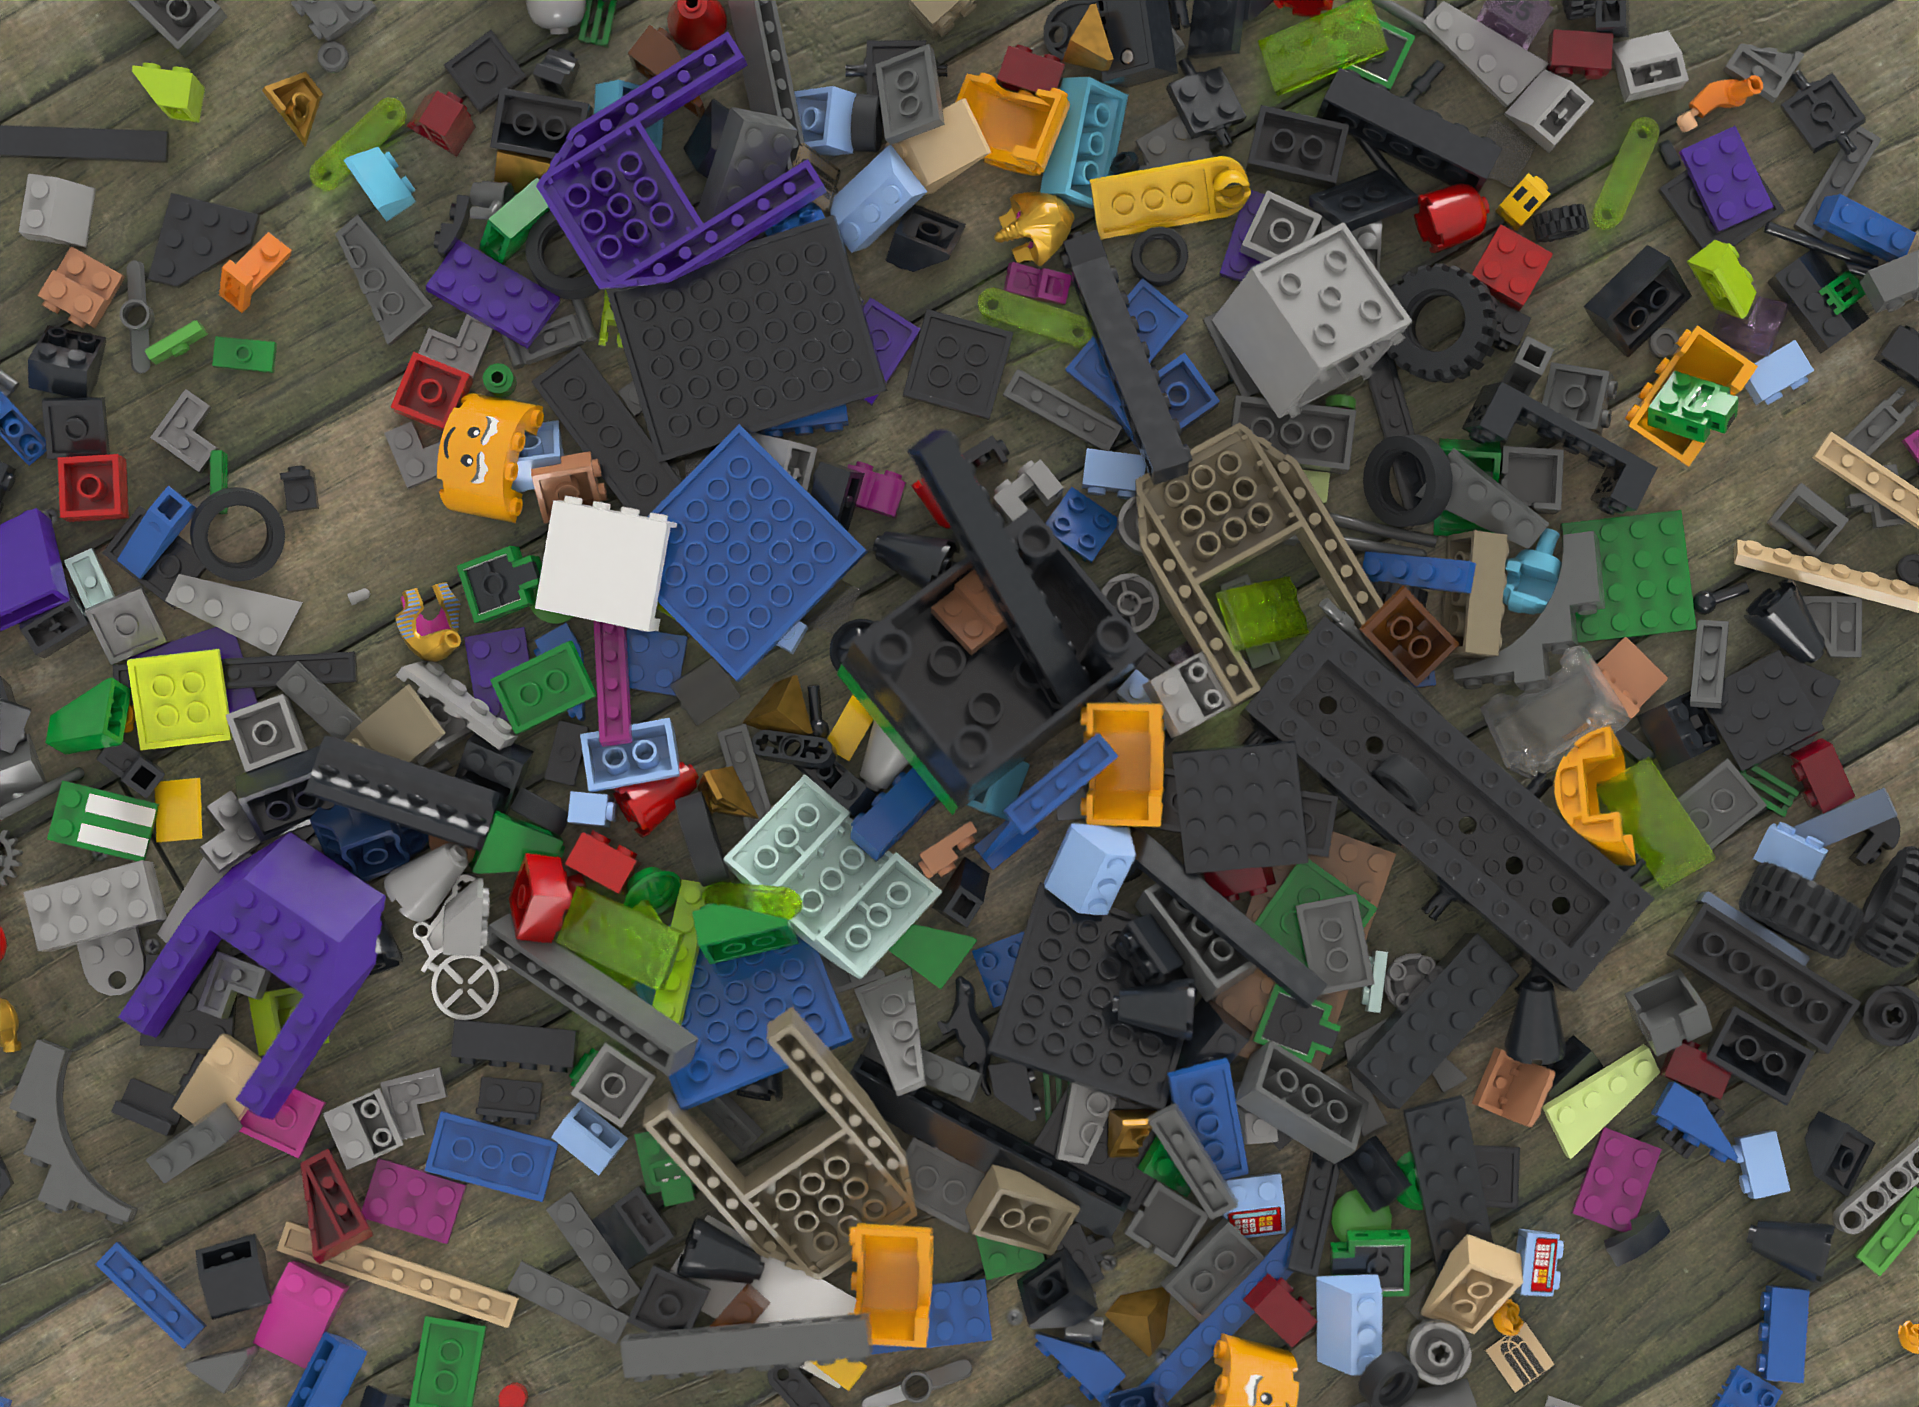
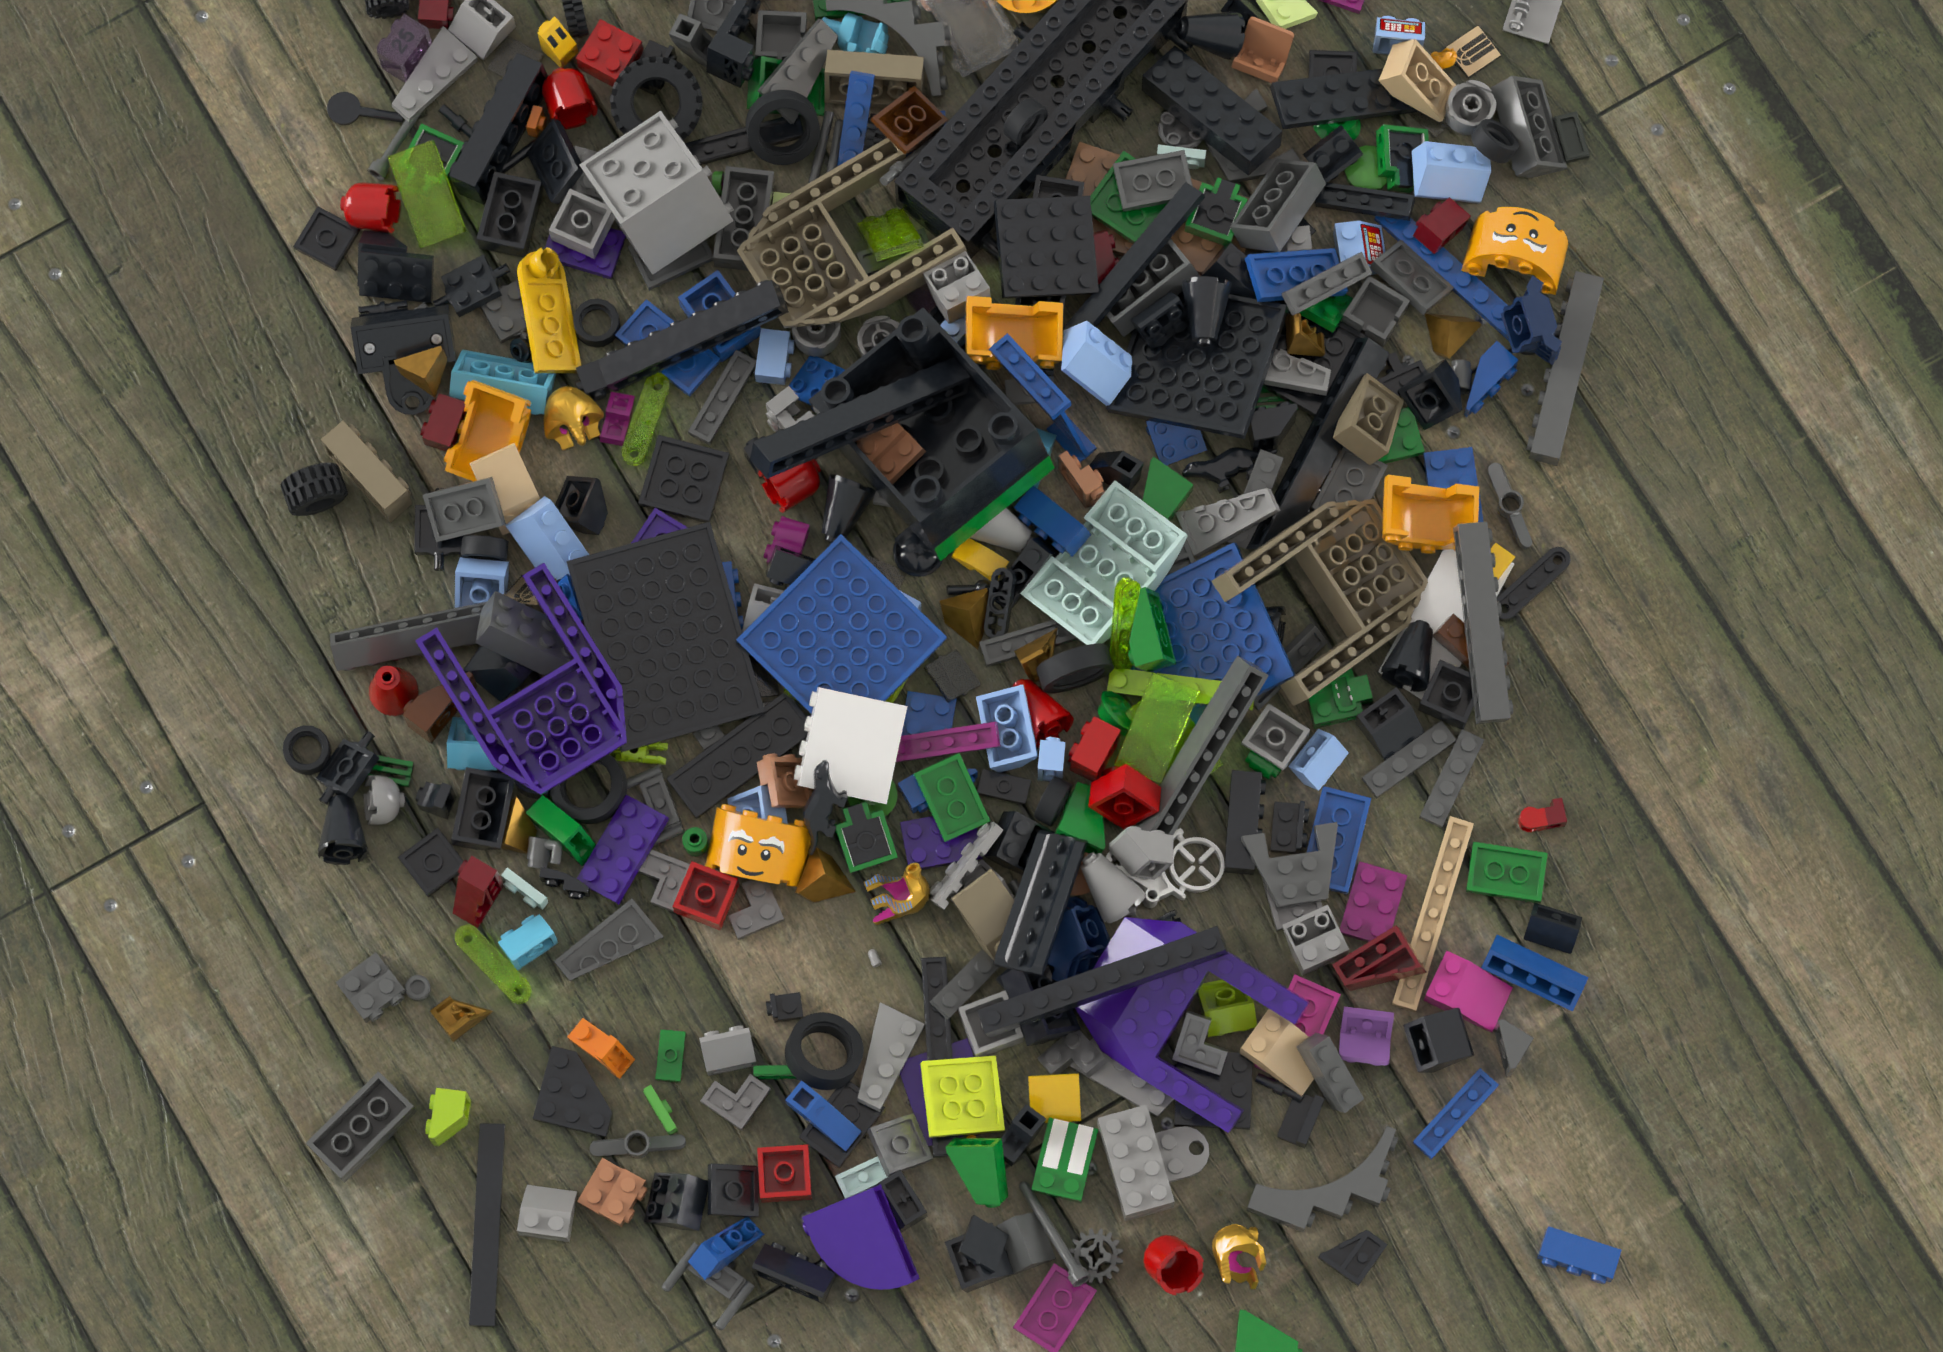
camera: 90 degrees left, 10 degrees down
(240, 1187) = (1365, 1036): none -> medium lavender bracket
(242, 420) = (728, 1050): none -> light grey slope
(289, 867) = (1103, 981): none -> black brick
(441, 1111) = (1299, 876): none -> dark grey wing
(454, 169) = (531, 895): none -> light aqua plate
(456, 534) = (823, 878): none -> pearl gold slope
(529, 526) = (821, 805): none -> black animal
(1421, 179) = (536, 121): none -> orange plate

